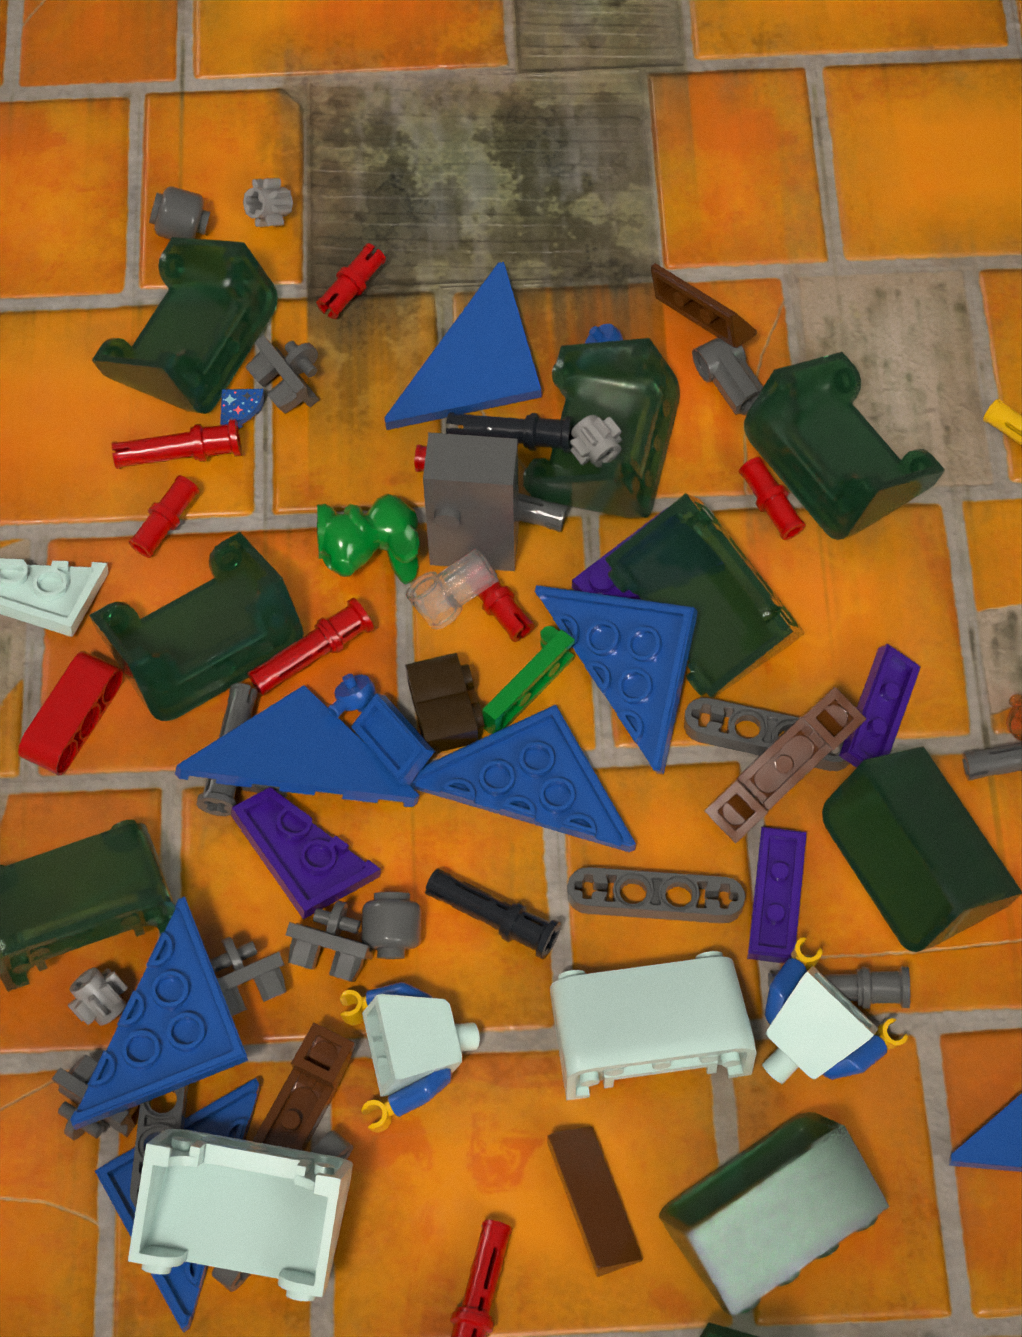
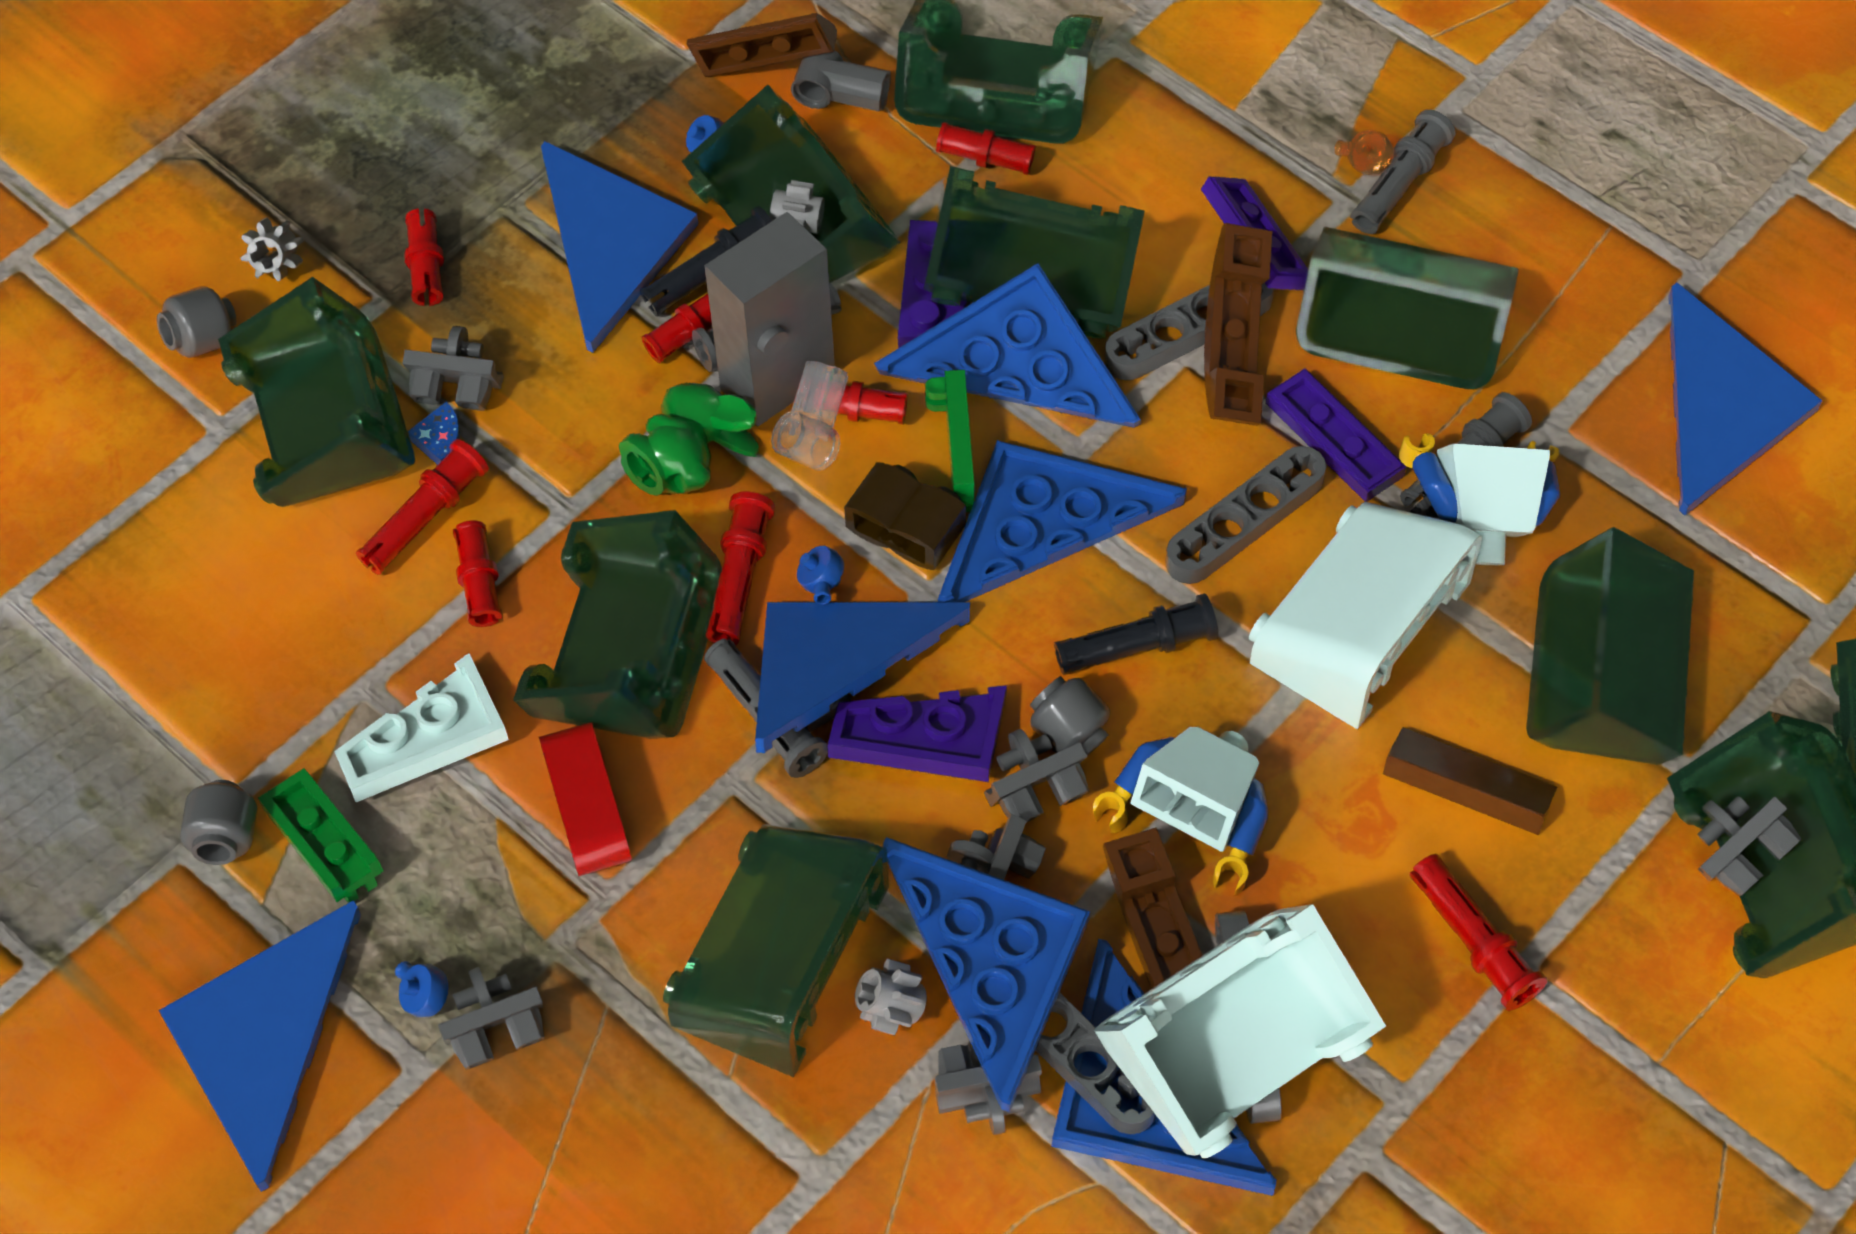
camera: 45 degrees left, 5 degrees down
(392, 739) = (899, 575): blue tile -> none

